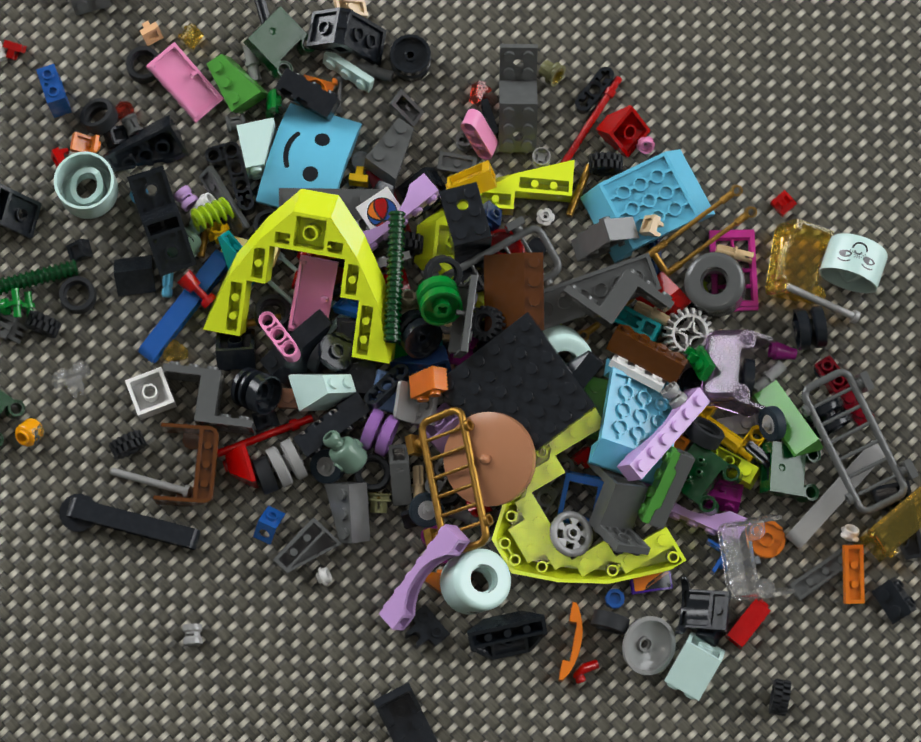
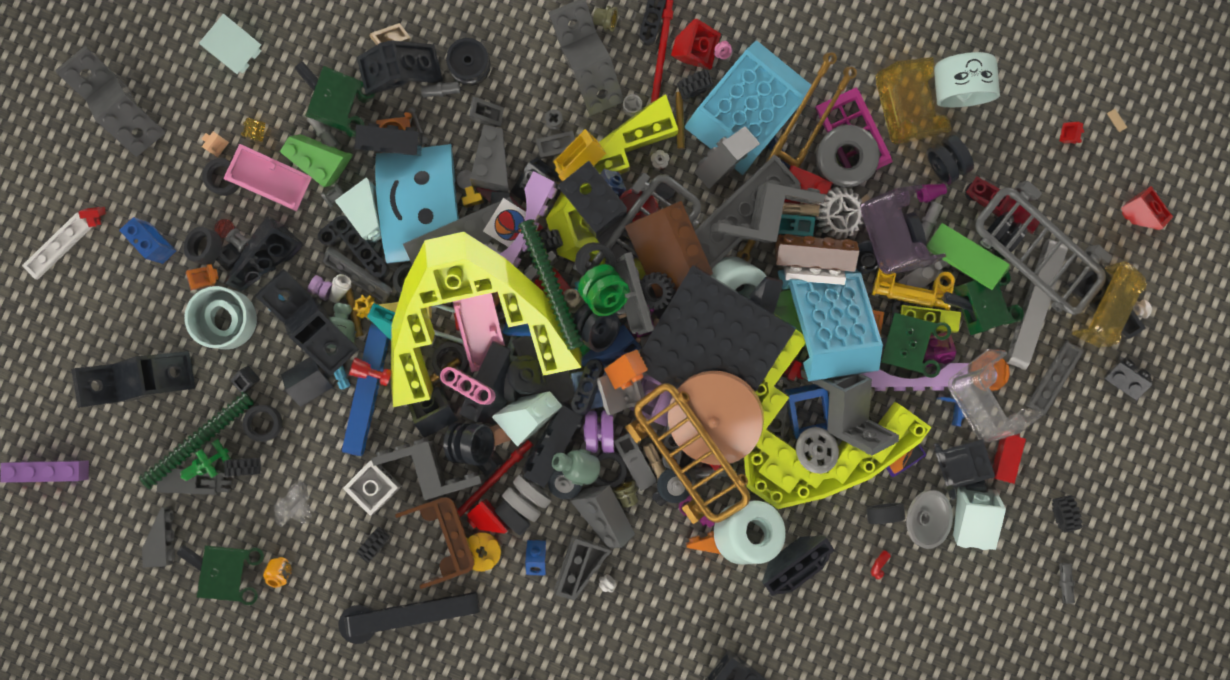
camera: 20 degrees left, 10 degrees up
(58, 155) = (182, 299): red tile -> none
(175, 351) = (377, 435): clear yellow tile -> none
(186, 491) = (446, 563): light grey bar -> none
(211, 212) = (350, 294): lime piece -> none
(232, 494) = (490, 545): none -> yellow plate
(273, 102) = (360, 162): green slope -> none
(348, 71) = (416, 99): light aqua plate -> none
(401, 606) = (691, 584): lavender arch -> none
(427, 628) = (721, 589): black plate -> none
(477, 92) = (545, 67): clear red tile -> none
(479, 134) = (566, 108): bright pink beam -> none
(488, 115) = (566, 86): black tile -> none
(575, 618) = (863, 568): orange slope -> none
(614, 598) = (877, 487): blue tile -> none
(647, 454) = (858, 358): lavender arch -> none
(650, 224) = (765, 127): tan tile -> none
(666, 487) = (888, 370): piece -> none
(673, 395) = (858, 281): light grey wheel -> none
(700, 361) = (867, 237): green plate -> none
(705, 433) = (900, 303): black tyre -> none
(735, 253) = (850, 118): tan axle -> none
(772, 423) = (959, 267): black wheel -> none
(783, 203) = (872, 50): red tile -> none
(850, 533) = (1064, 333): white plate -> none
(853, 316) = (982, 130): light grey bar -> none
(853, 574) = (1084, 371): orange plate -> none

